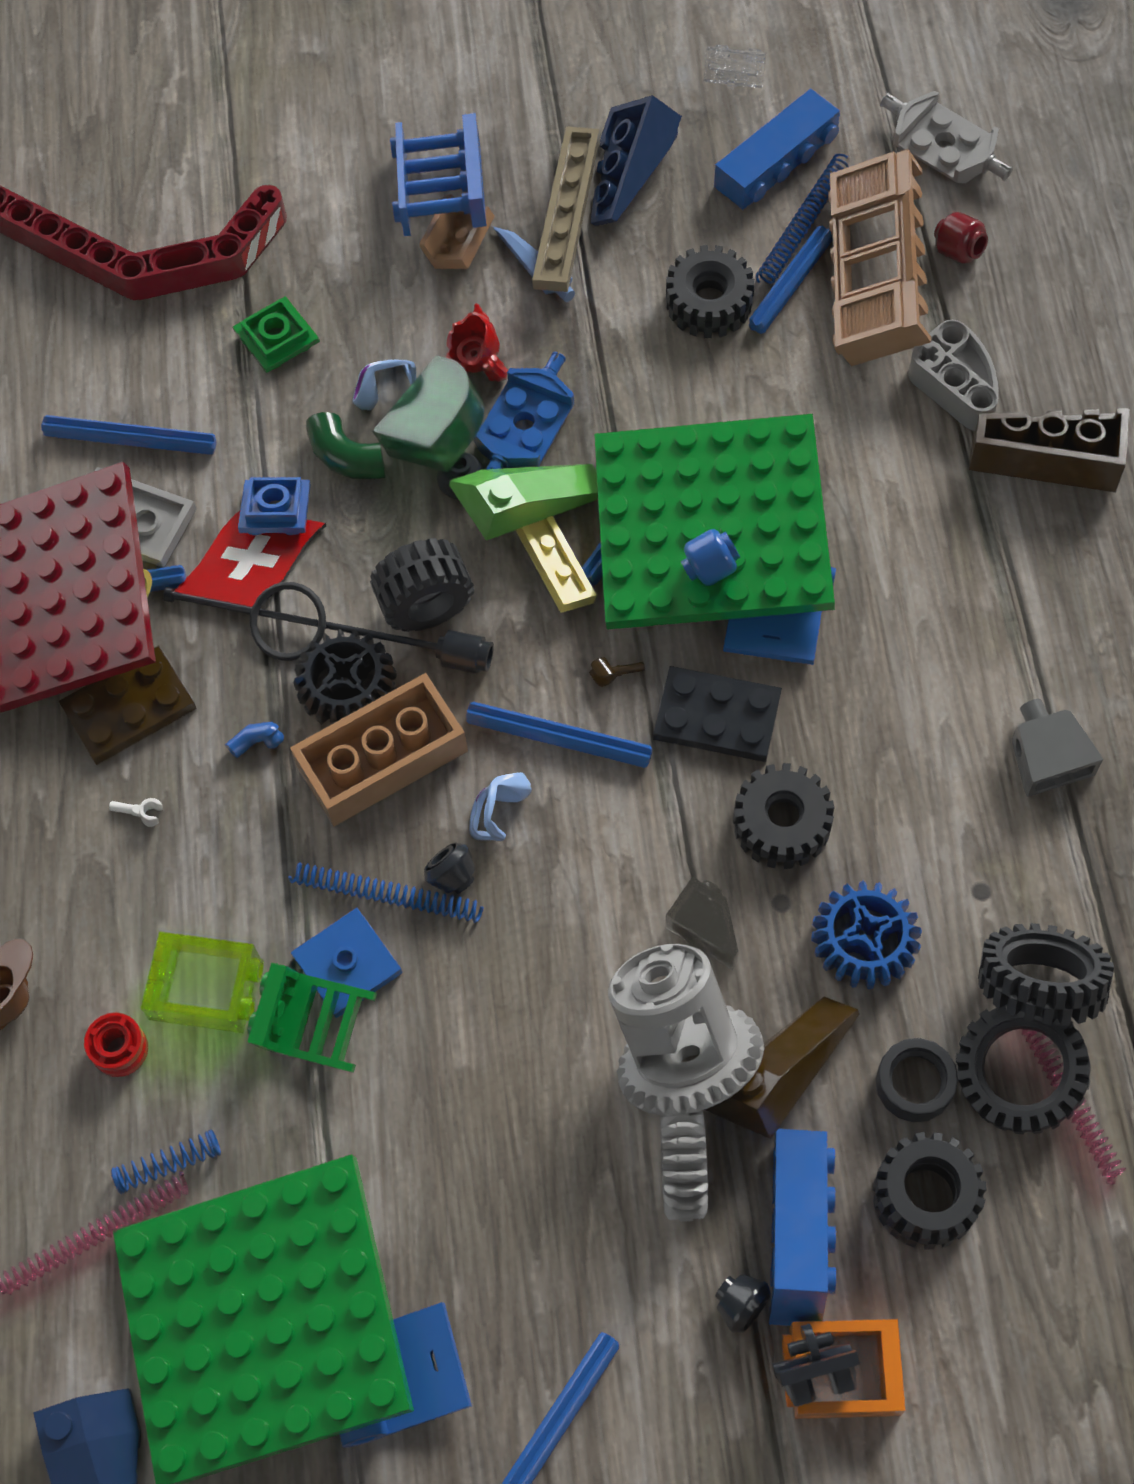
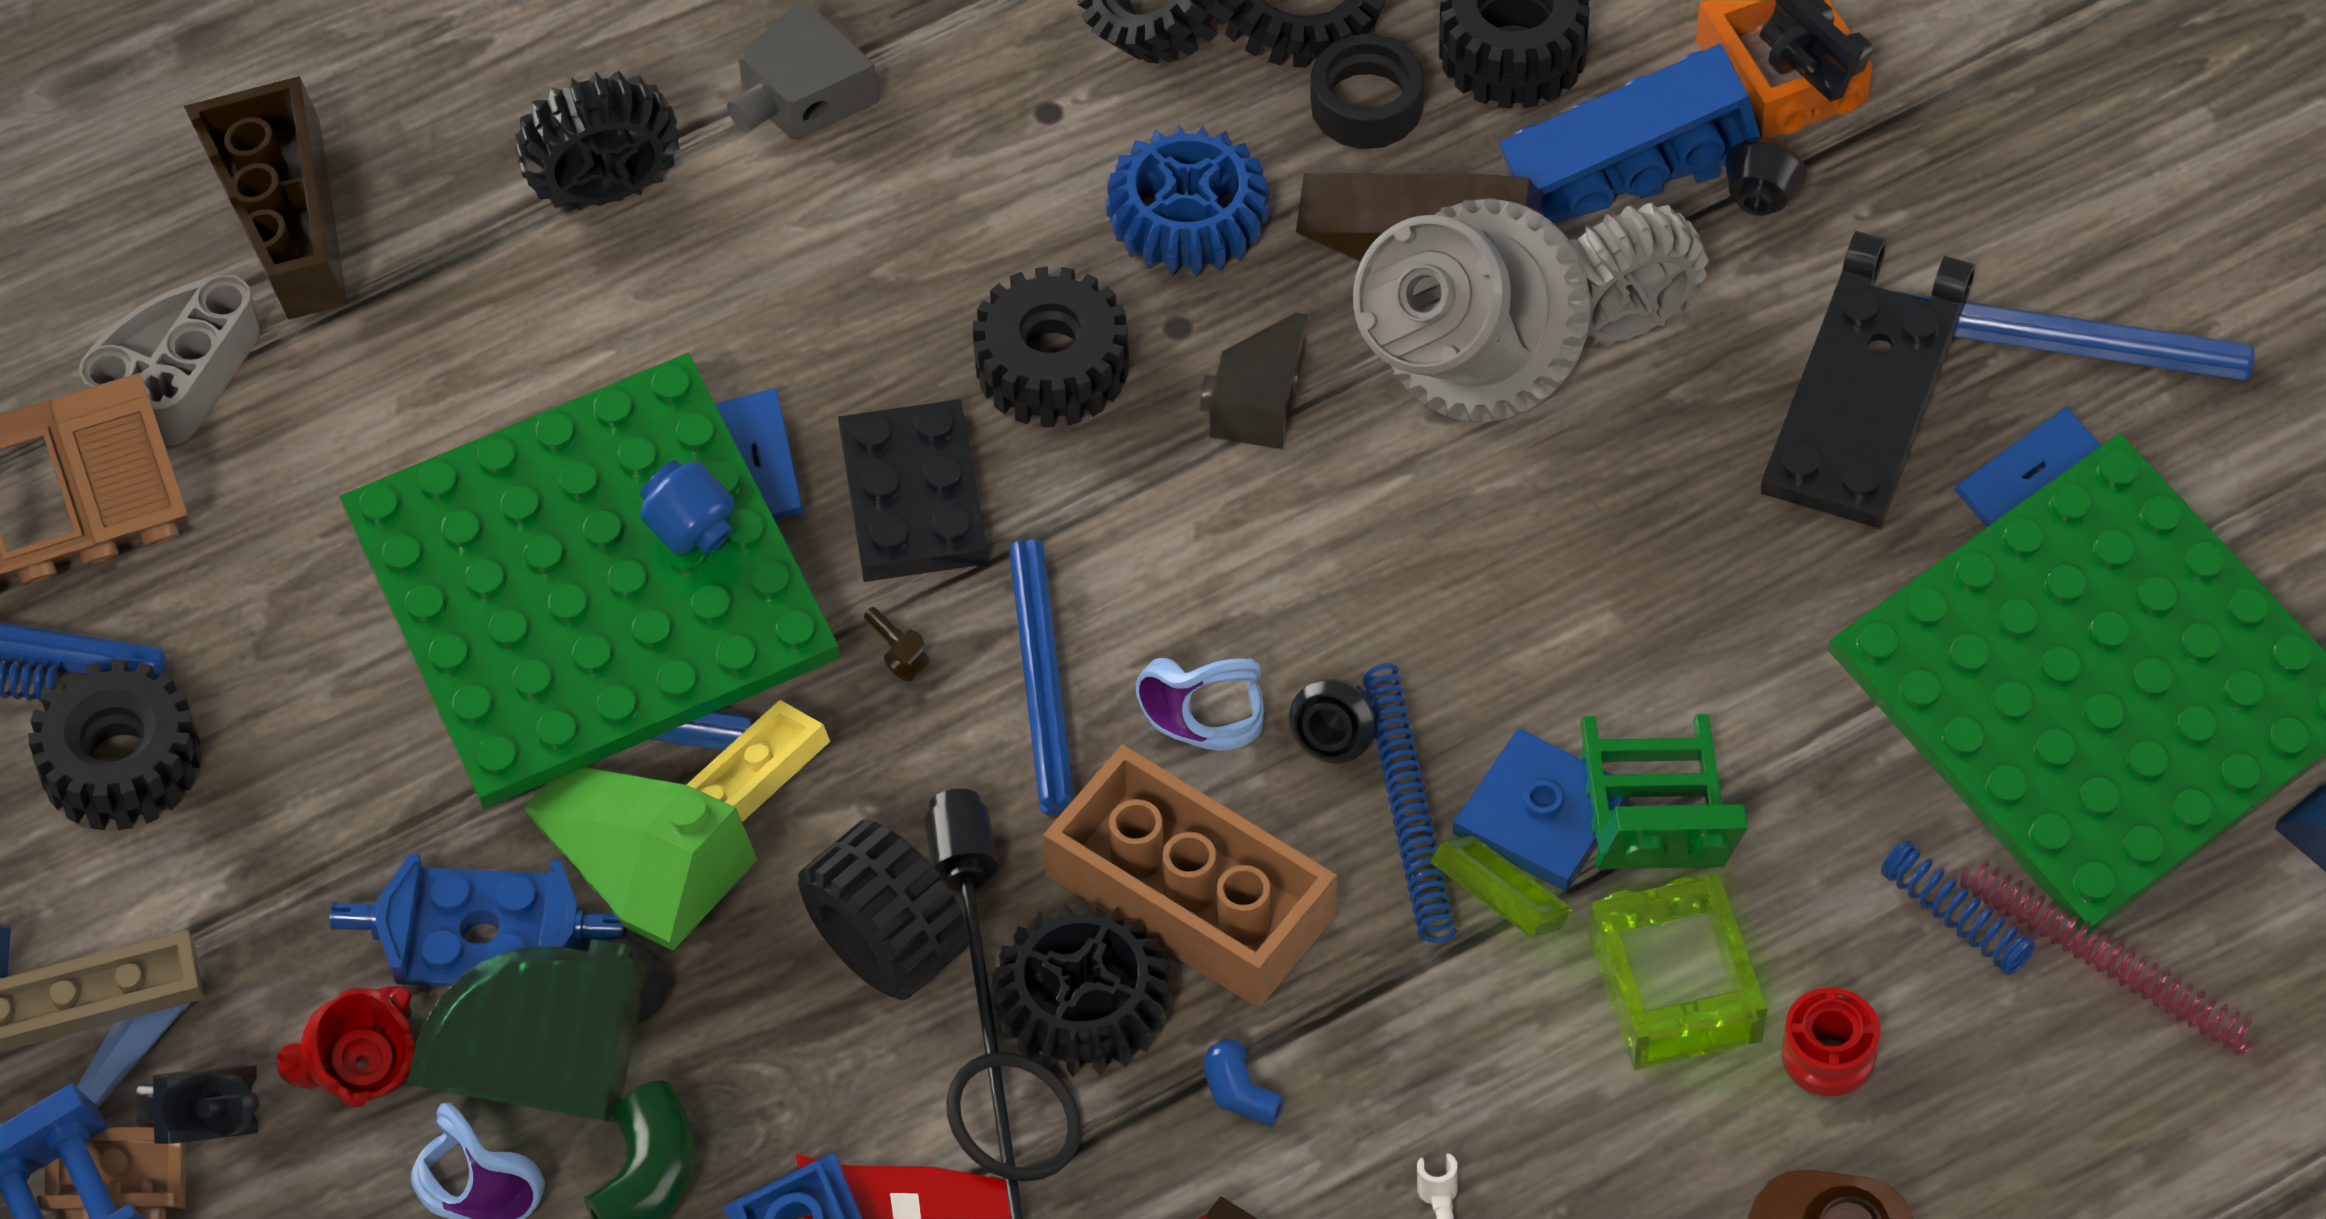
camera: 115 degrees left, 10 degrees down
(301, 913) = (1501, 886): none -> clear neon green tile
(466, 269) = (199, 1104): none -> black hips
(532, 1277) = (1860, 408): none -> black hinge
(1026, 611) = (597, 141): none -> black gear

